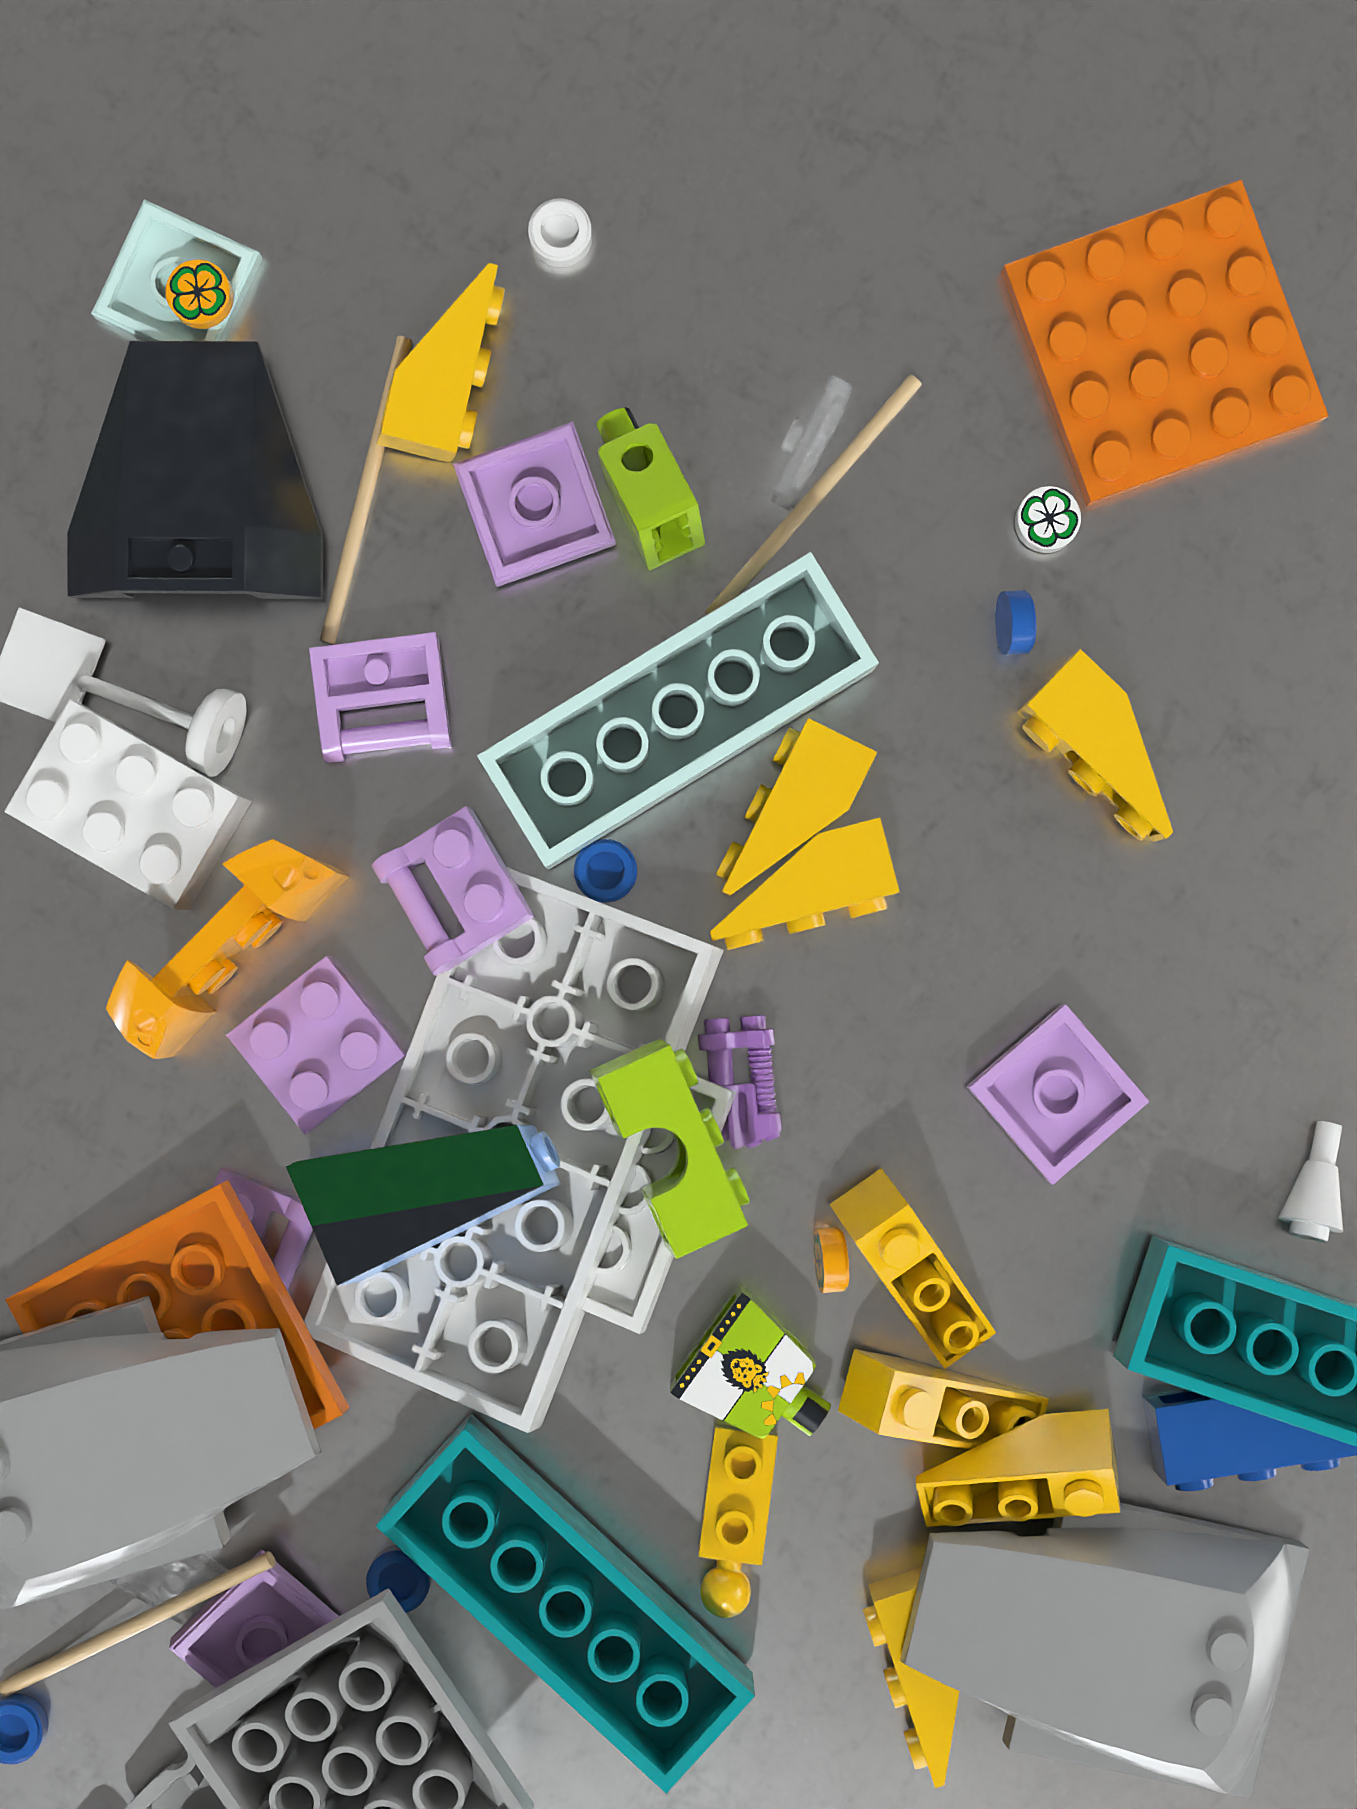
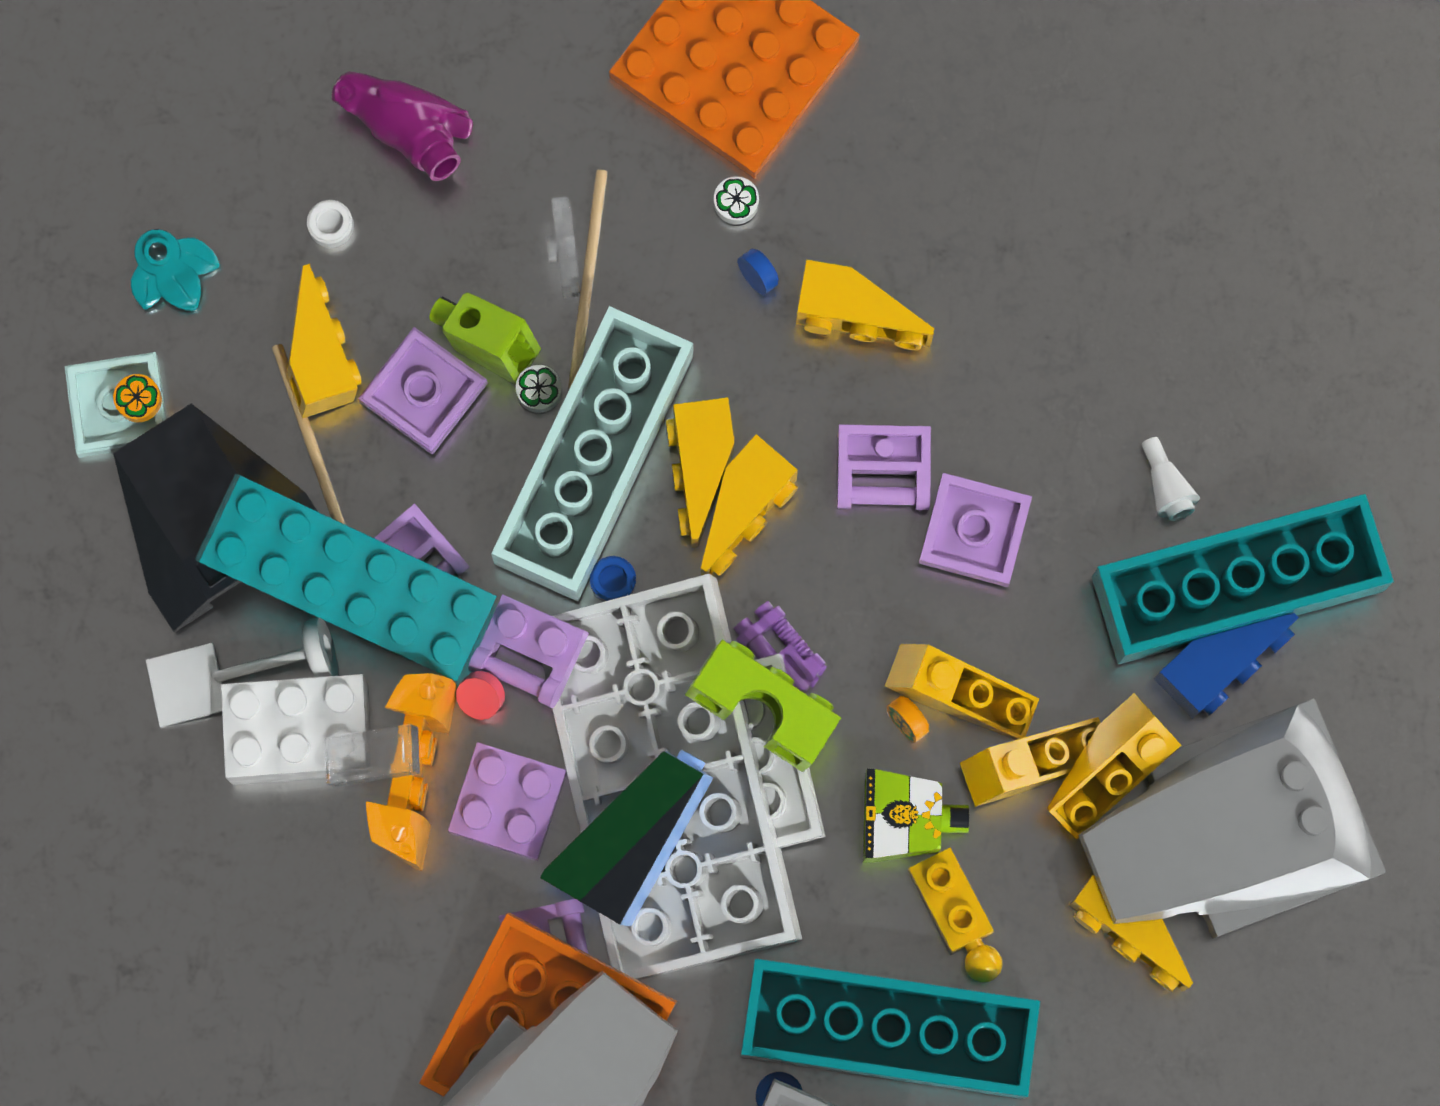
camera: 30 degrees left, 10 degrees down
(176, 906) = (372, 755): none -> clear tile
(285, 670) = (345, 577): none -> teal brick
(340, 174) = (175, 275): none -> teal plate
(364, 905) = (480, 695): none -> coral piece
(669, 590) = (538, 388): none -> tile
(727, 166) = (406, 120): none -> magenta animal
(1014, 932) = (884, 451): none -> lavender plate

